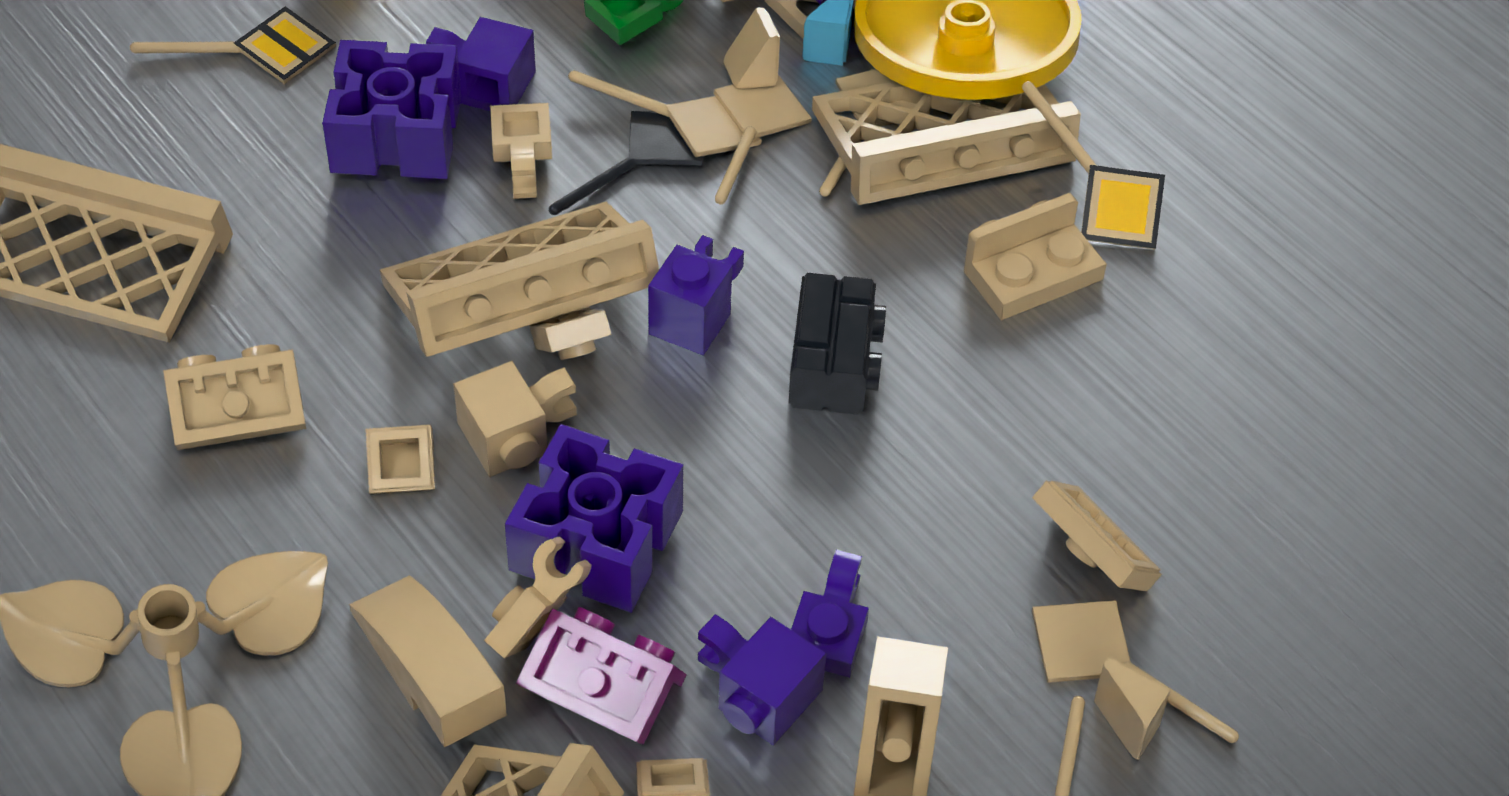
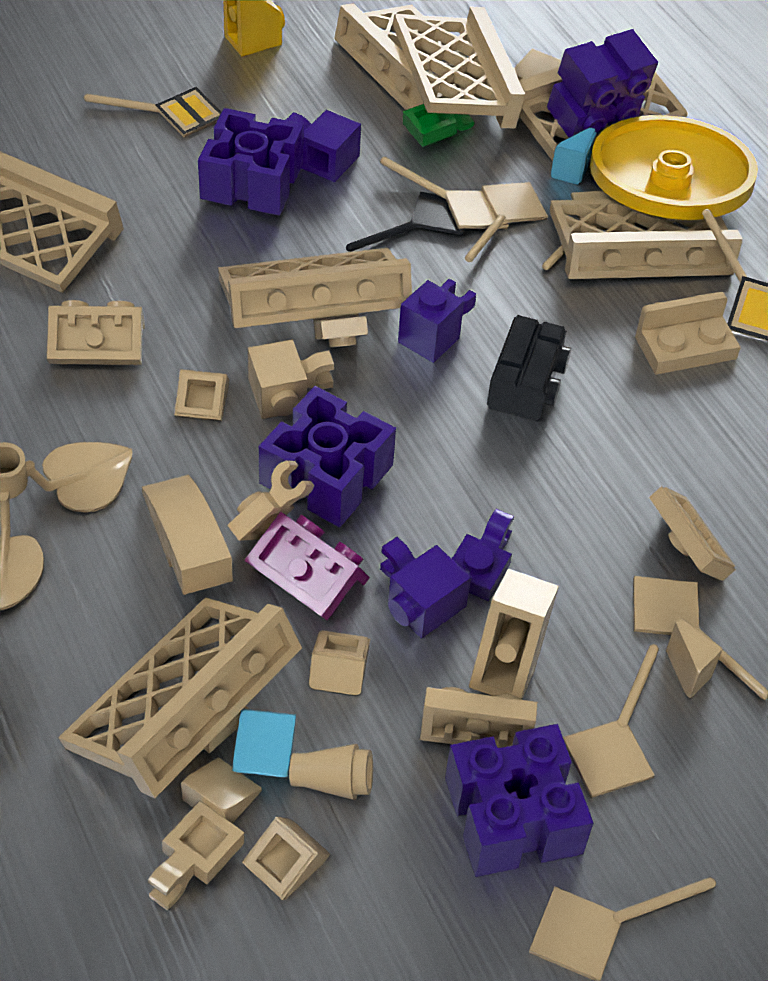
camera: 10 degrees right, 0 degrees up
(521, 136) = (337, 195): tan plate -> none
(754, 53) = (516, 165): tan slope -> none

